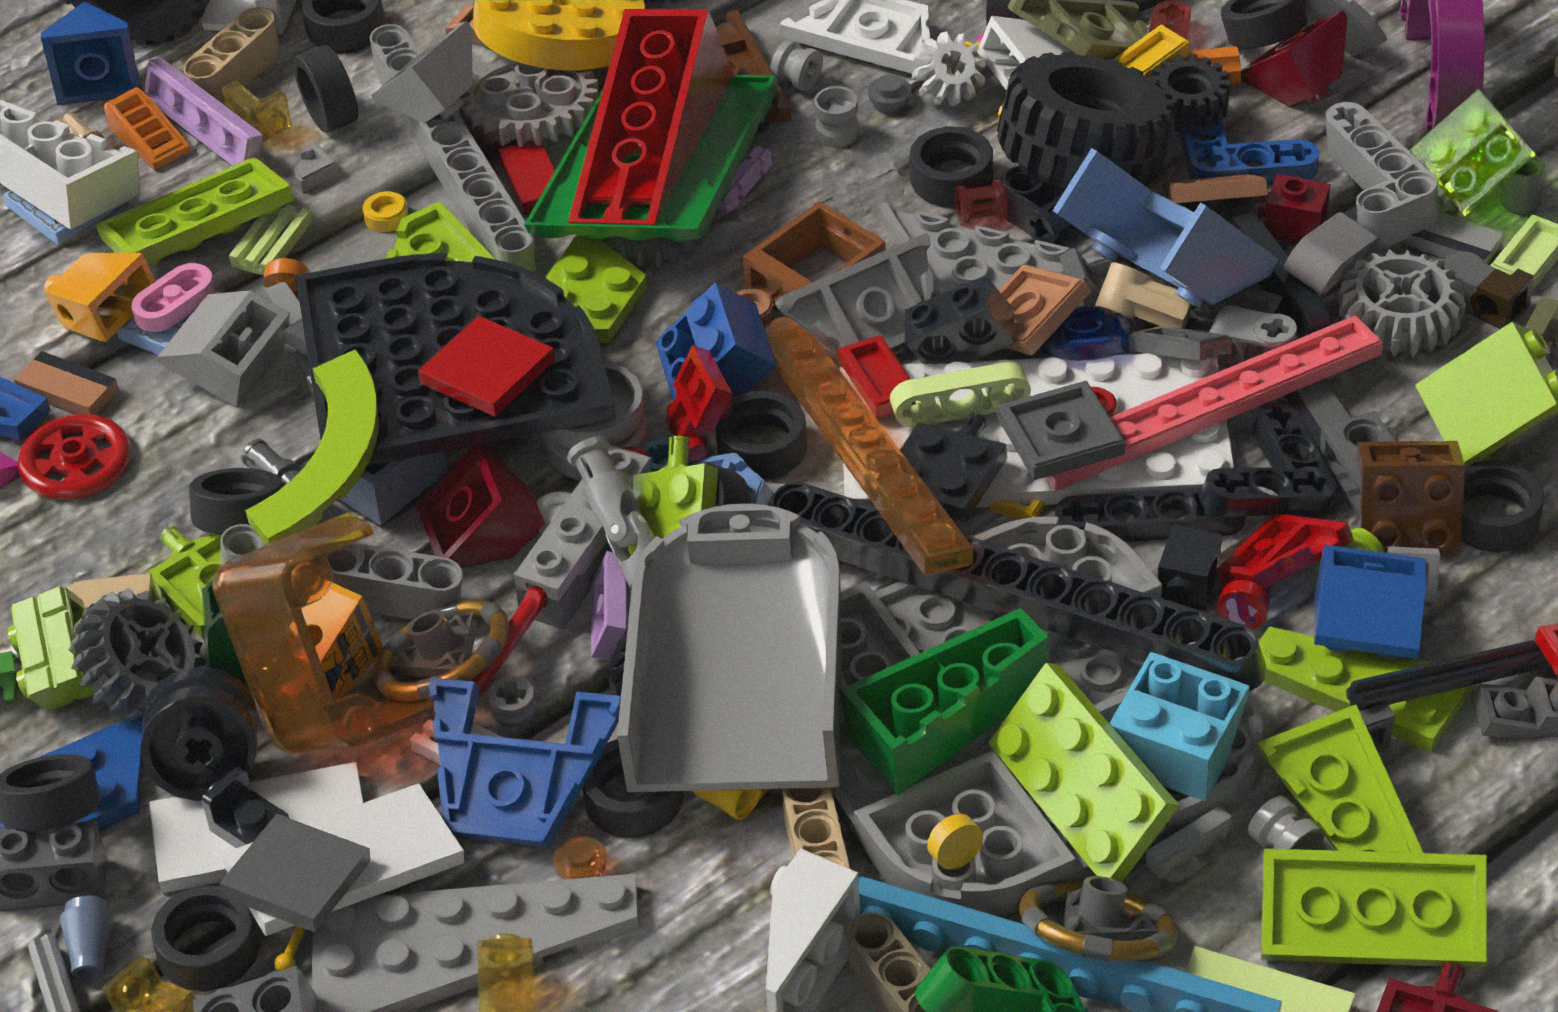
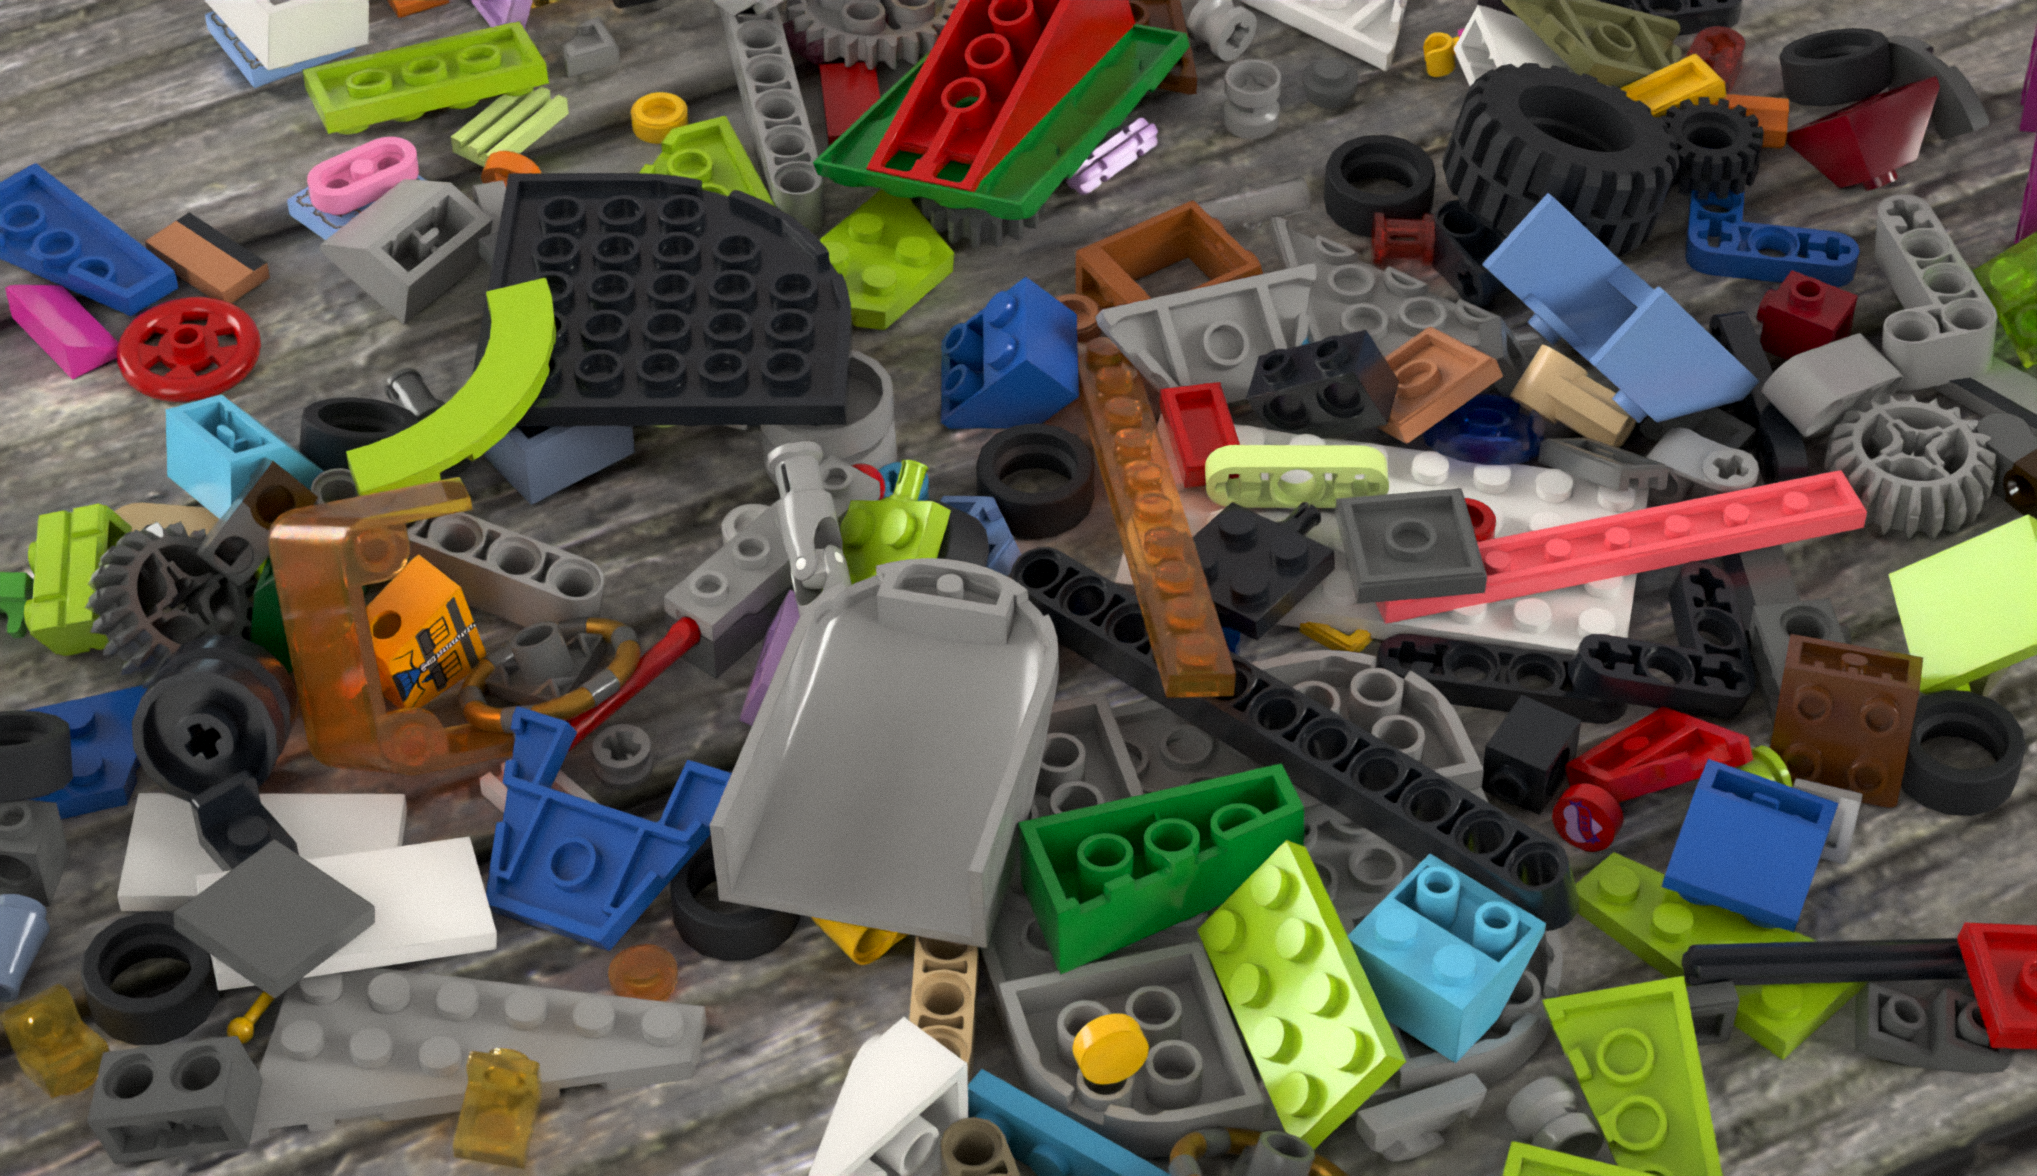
camera: 10 degrees right, 0 degrees up
(98, 292) = (274, 150): light orange torso -> none
(153, 536) = (219, 446): none -> medium azure slope
(188, 577) = (240, 537): none -> leg
(480, 511) = (654, 511): dark red slope -> none
(486, 365) = (701, 328): red tile -> none
(699, 402) = (963, 426): red plate -> none
(933, 69) = (1430, 72): white gear -> none
(1215, 188) = (1706, 274): nougat tile -> none

